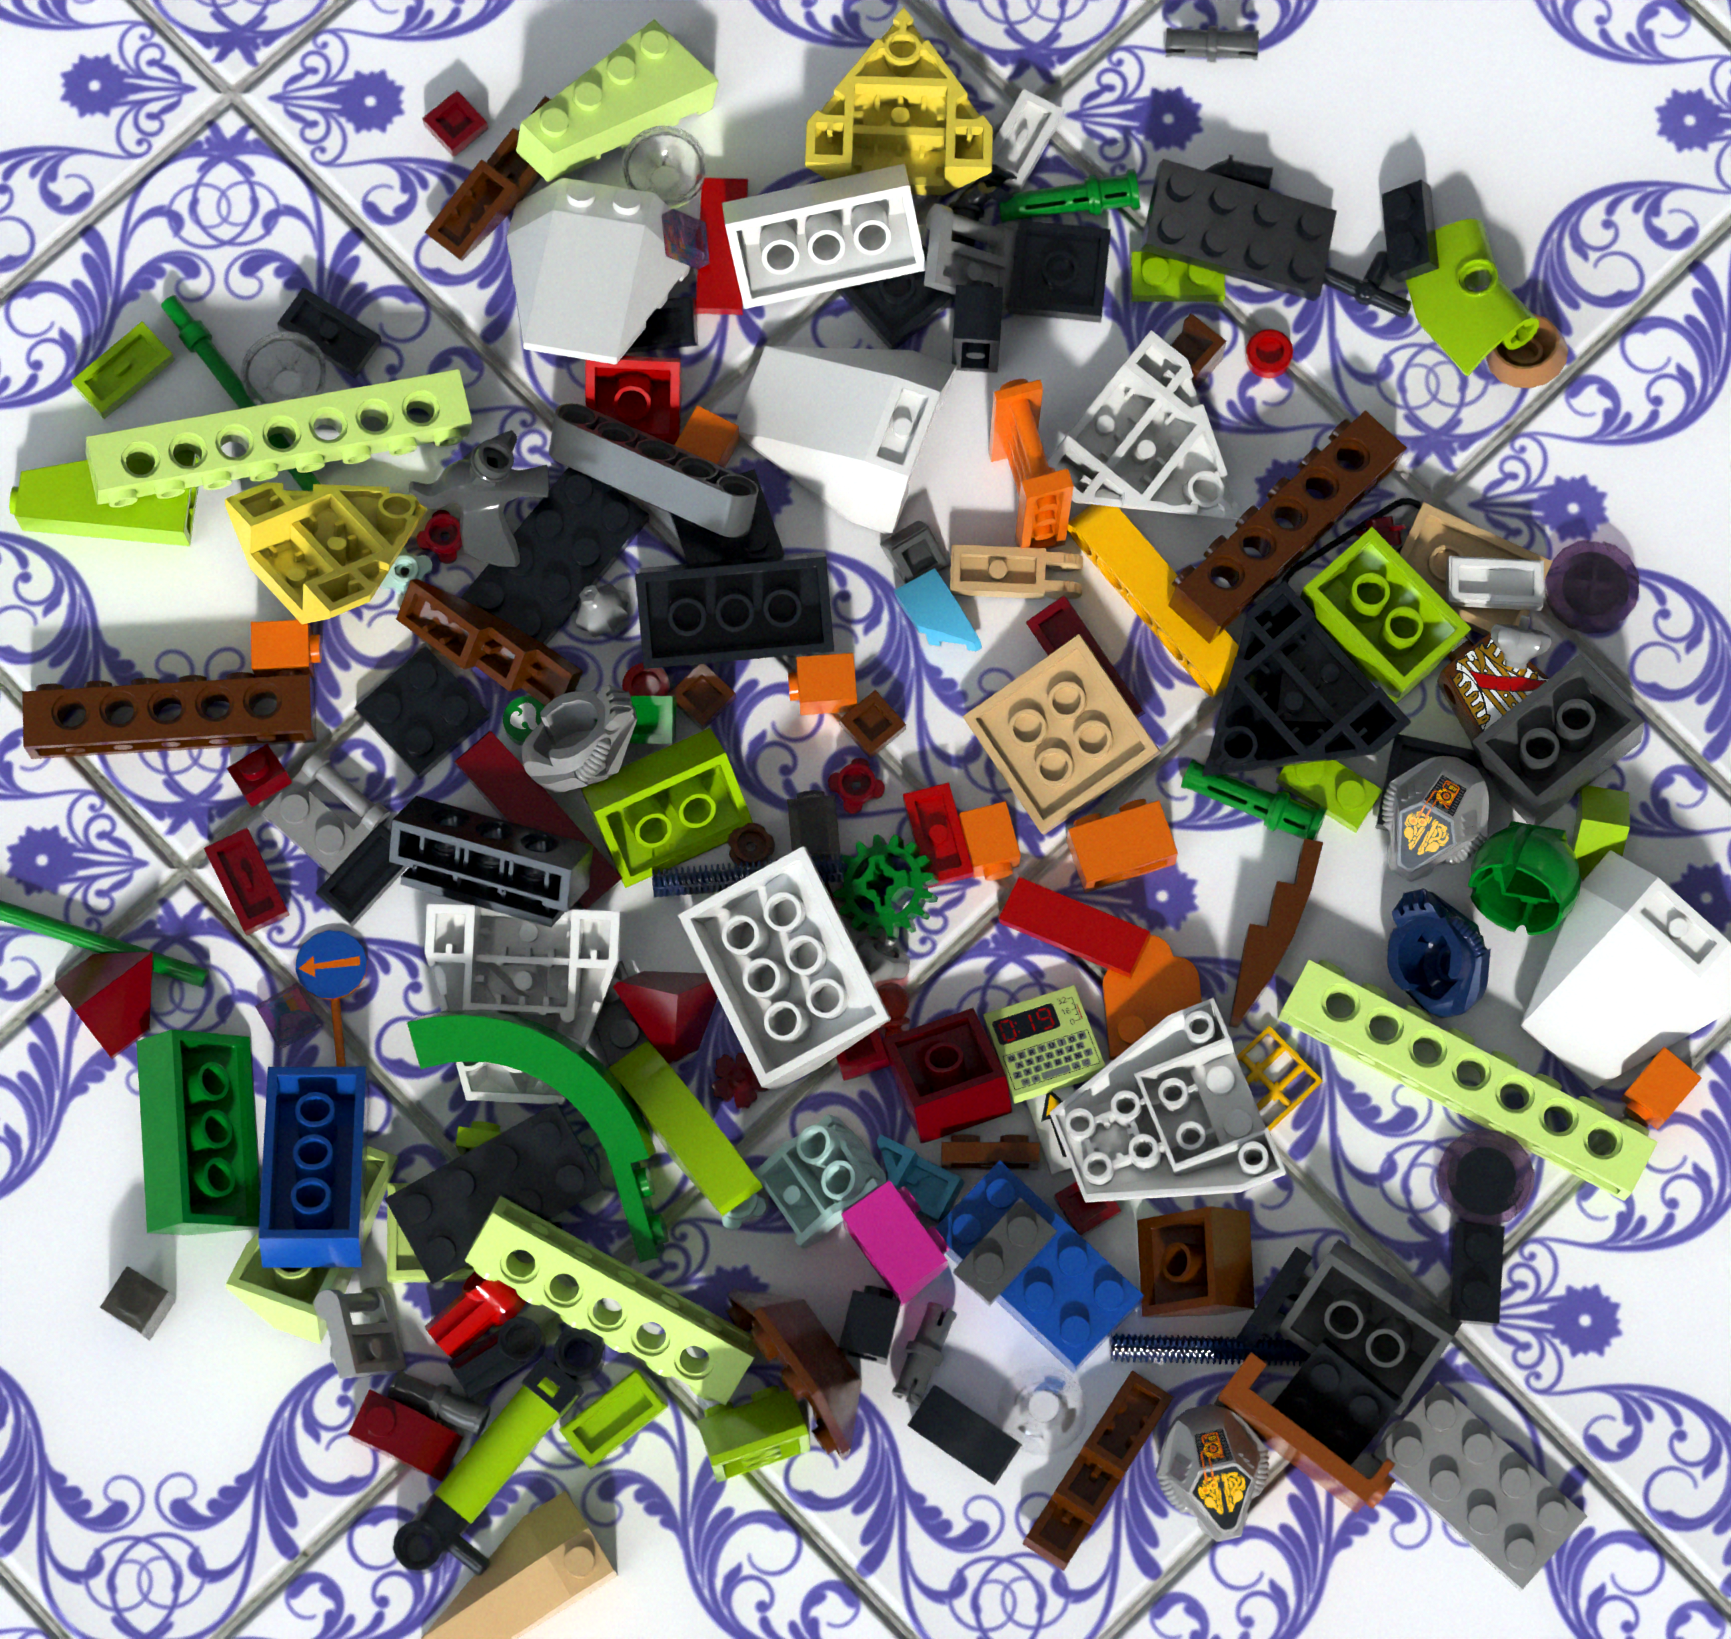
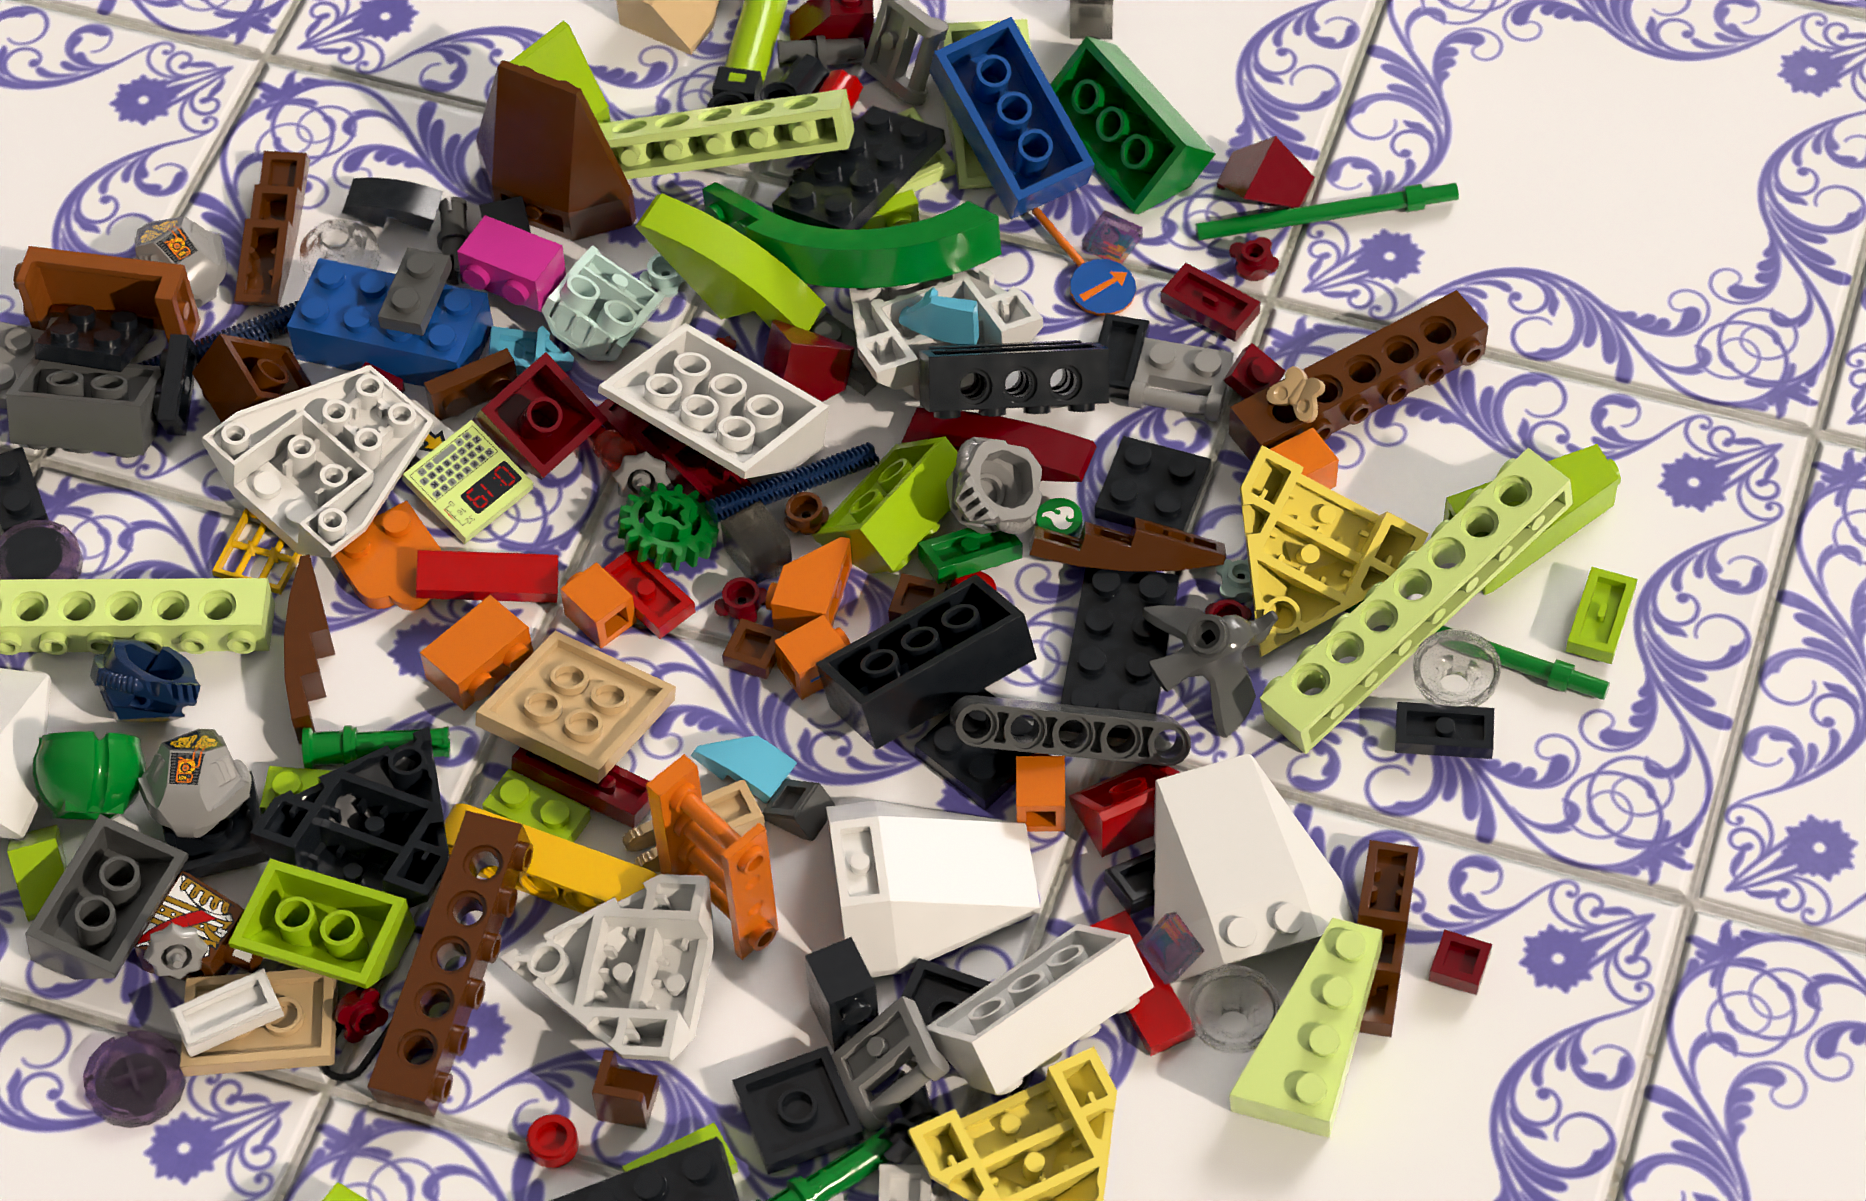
camera: 155 degrees right, 20 degrees down
(182, 924) = (1254, 259): none -> dark red plate
(246, 695) = (1299, 393): none -> tan piece
(531, 971) = (943, 318): none -> medium azure slope
(601, 609) = (1049, 624): light grey piece -> none
(613, 1419) = (685, 91): lime tile -> none
(791, 753) = (810, 586): none -> orange slope
(1142, 666) = (537, 806): none -> lime plate

